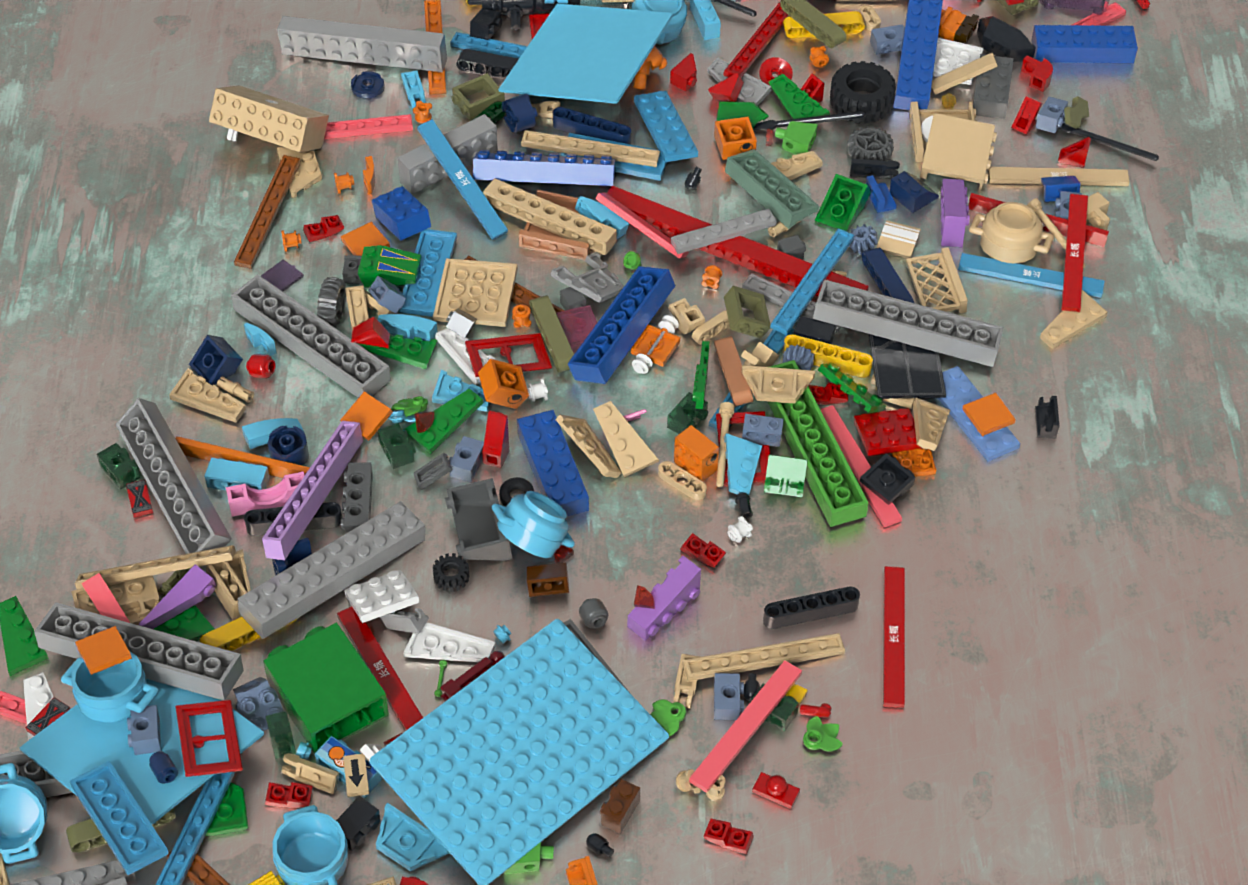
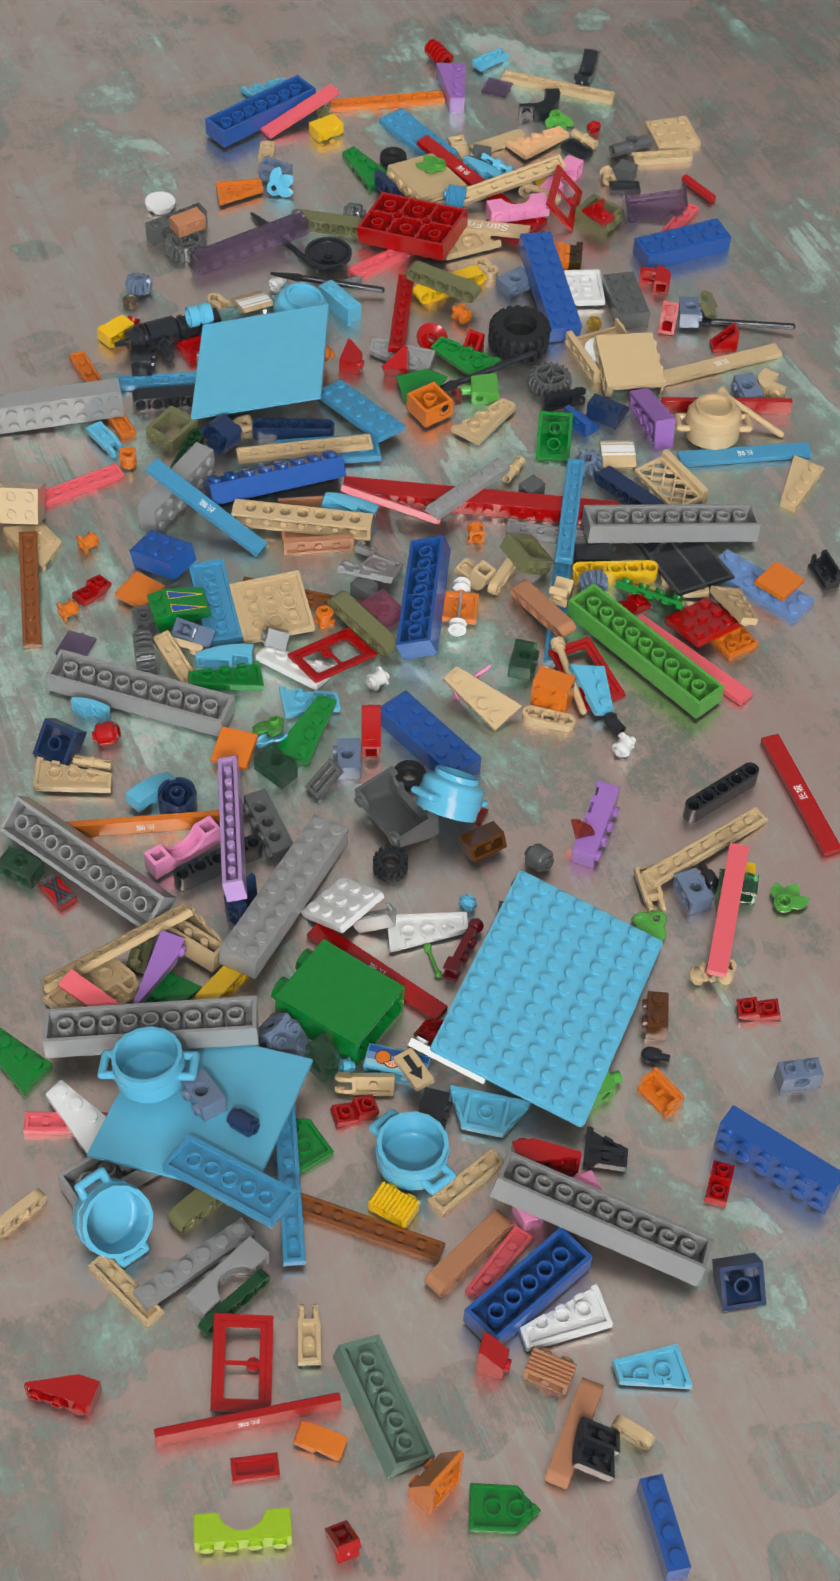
camera: 25 degrees left, 0 degrees up
(47, 715) = (93, 1118): tile -> none
(103, 650) = (132, 1033): orange tile -> none
(189, 743) = (253, 1092): red door -> none
(226, 473) = (135, 841): medium azure brick -> none
(368, 77) = (57, 454): dark blue tile -> none
(369, 175) = (109, 528): orange slope -> none
(371, 333) = (200, 671): red slope -> none
(424, 421) = (293, 736): clear red tile -> none
(503, 384) = (347, 681): orange brick -> none
(589, 443) = (452, 711): tan wing -> none
(632, 260) = (397, 538): bright green tile -> none
(693, 179) = (411, 451): black cylinder -> none
(701, 376) = (520, 620): green wing -> none
(701, 551) = (607, 773): red slope -> none
(762, 430) = (599, 651): sand blue brick -> none
(770, 187) = (485, 439): sand green arch -> none
(776, 789) = (776, 956): red tile -> none
(777, 383) = (592, 607): tan wing -> none
(785, 475) = (639, 686): hinge -> none
(821, 711) = (777, 877): red arm -> none
(888, 479) = (726, 661): black plate -> none
(964, 73) = (600, 293): tan tile -> none
(1003, 39) = (612, 256): black wedge -> none
(1055, 185) = (726, 372): blue panel -> none
(1074, 253) = (774, 424): red tile -> none

